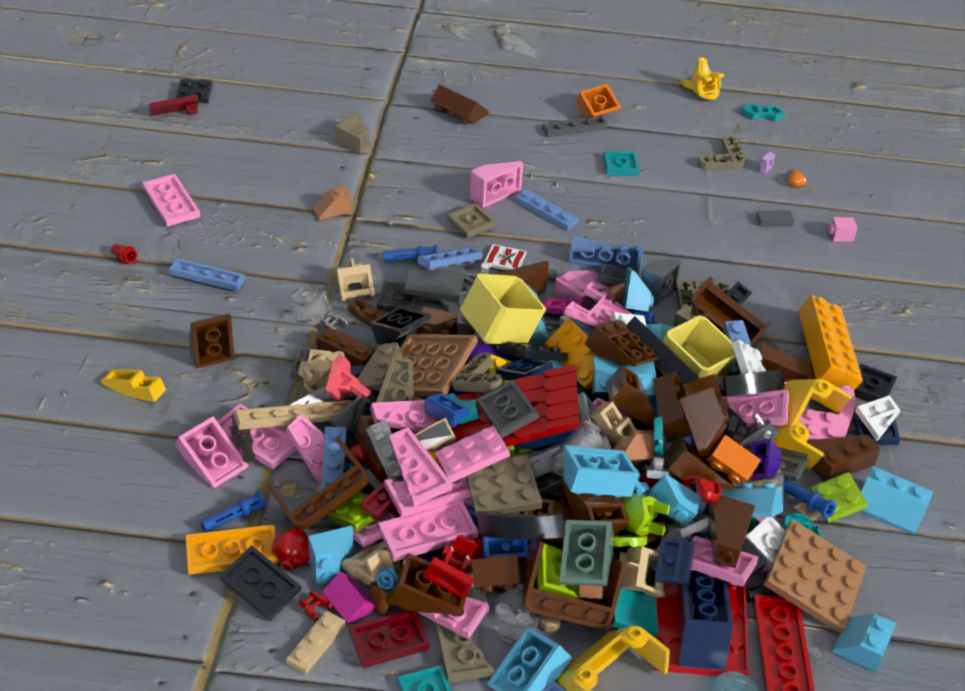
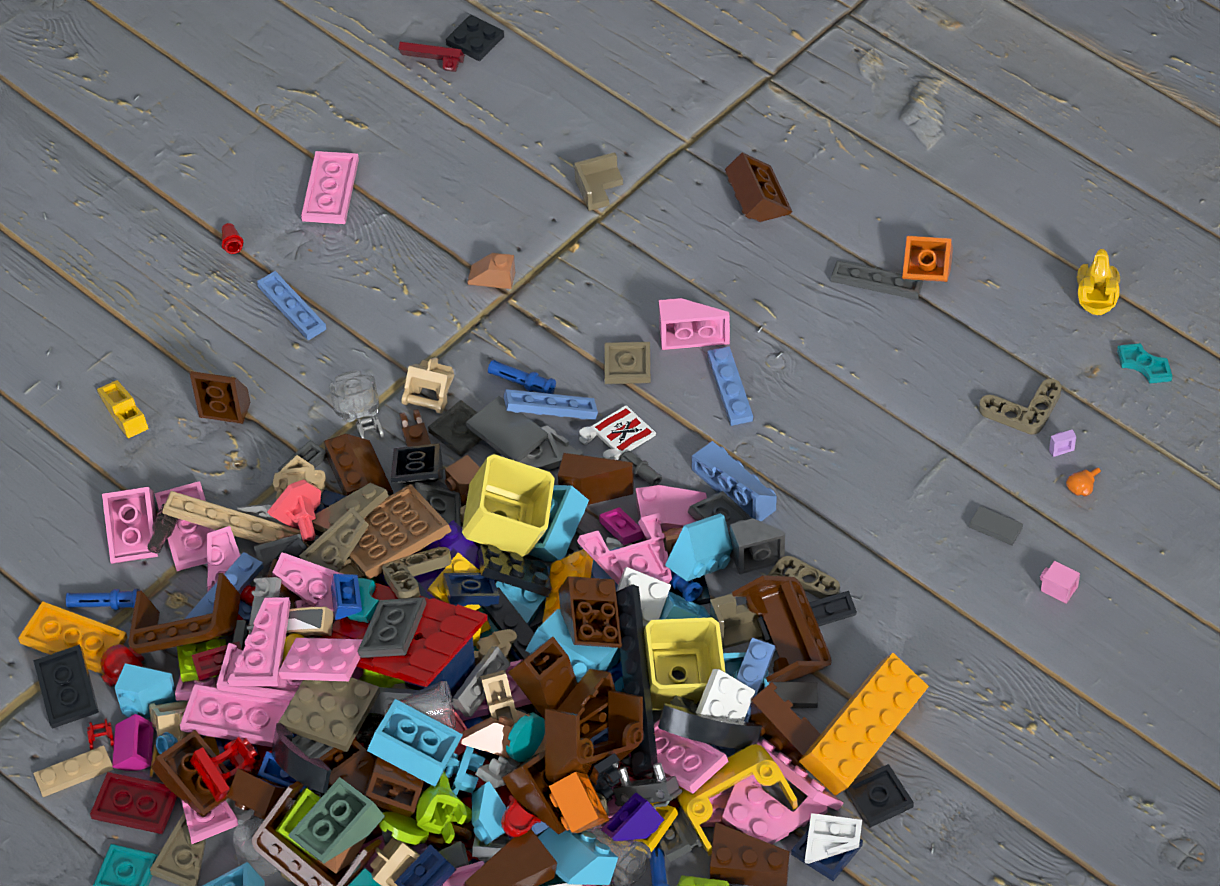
camera: 40 degrees right, 10 degrees up
(621, 163) = (882, 360): teal tile -> none

